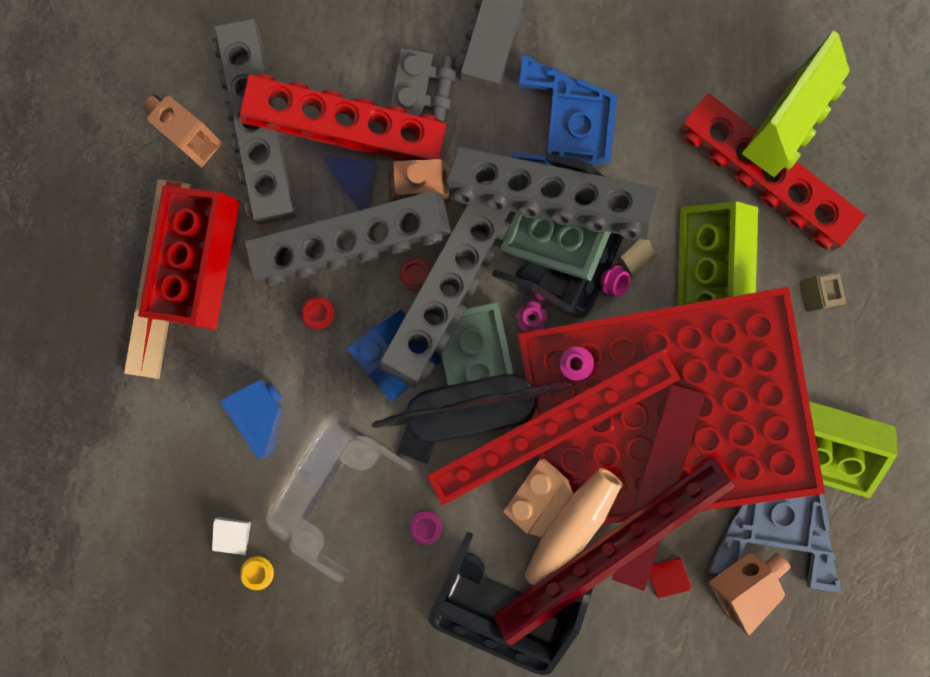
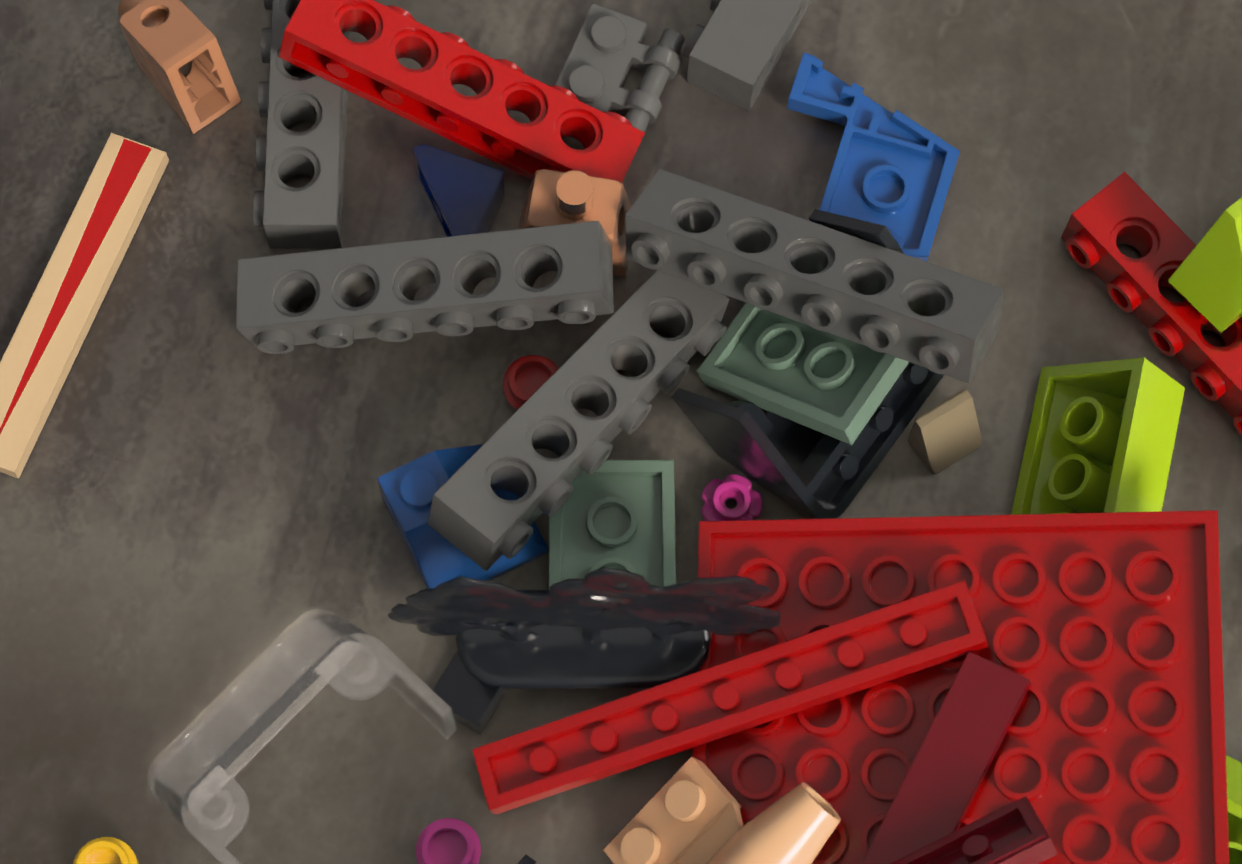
camera: 10 degrees right, 15 degrees down
(189, 257) = (131, 271): red slope -> none
(230, 535) = (74, 788): white slope -> none
(256, 415) = (182, 568): blue slope -> none
(318, 313) = (339, 418): red plate -> none
(587, 363) = (809, 602): dark pink plate -> none
(615, 281) = (898, 469): dark pink plate -> none

